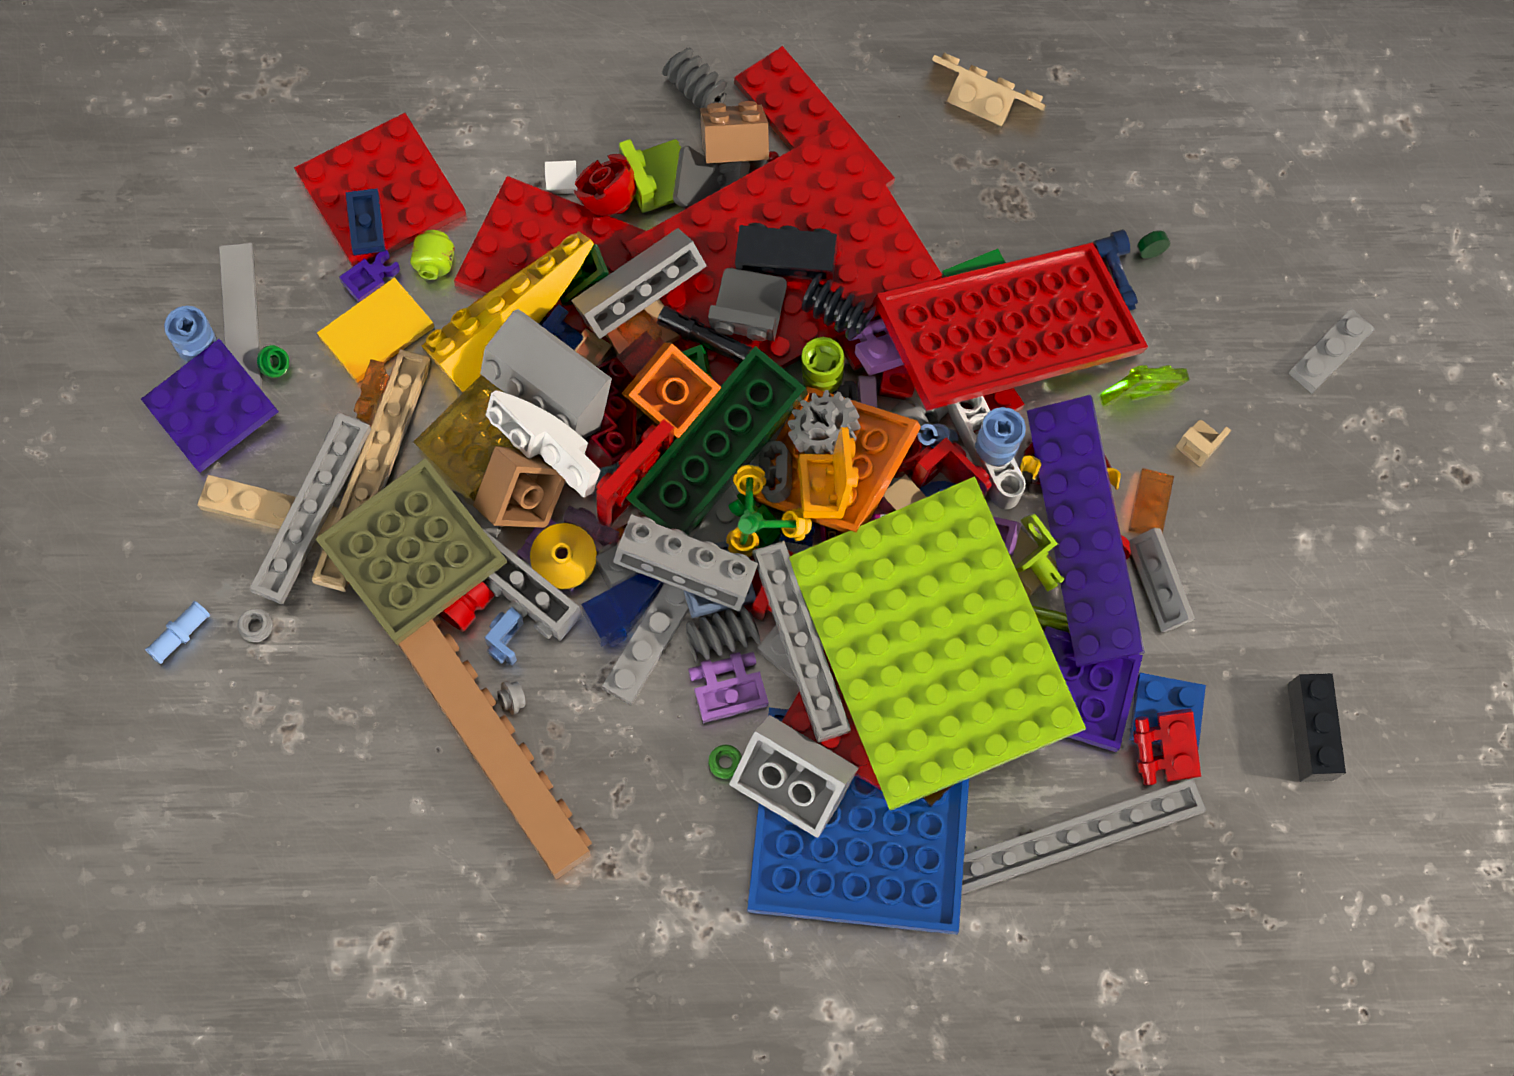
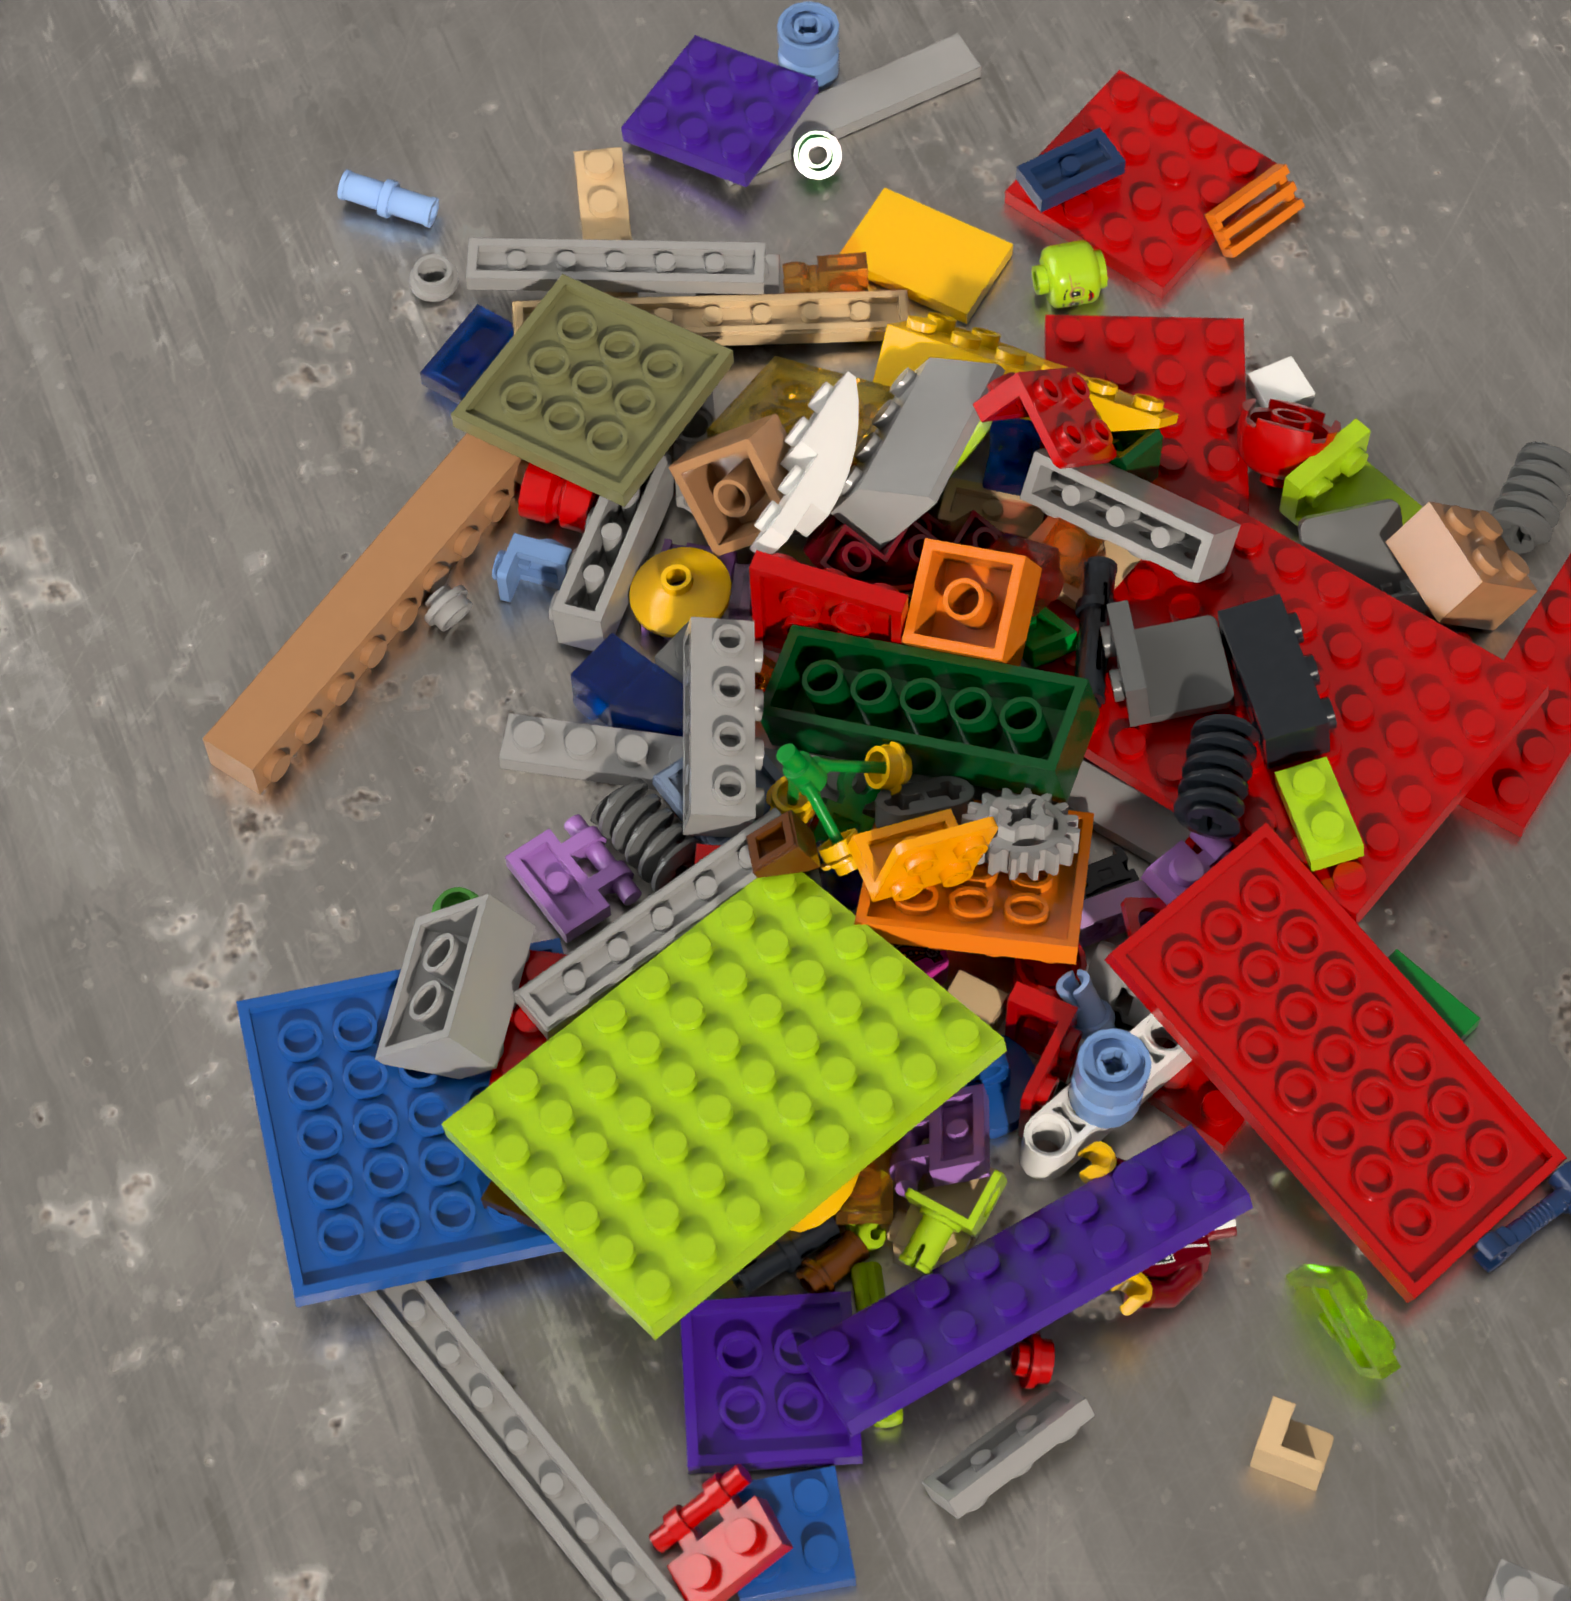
camera: 80 degrees right, 10 degrees down
(327, 622) = (467, 354): none -> clear blue plate
(367, 278) = (1000, 213): dark purple plate -> none
(435, 137) = (1289, 207): none -> orange tile
(559, 287) = (1059, 411): none -> red bracket
(788, 555) = (783, 847): none -> reddish brown slope
(823, 364) = (1130, 814): lime wheel -> none
(878, 266) = (1319, 814): none -> lime plate
(1151, 501) = (1144, 1399): clear orange plate -> none

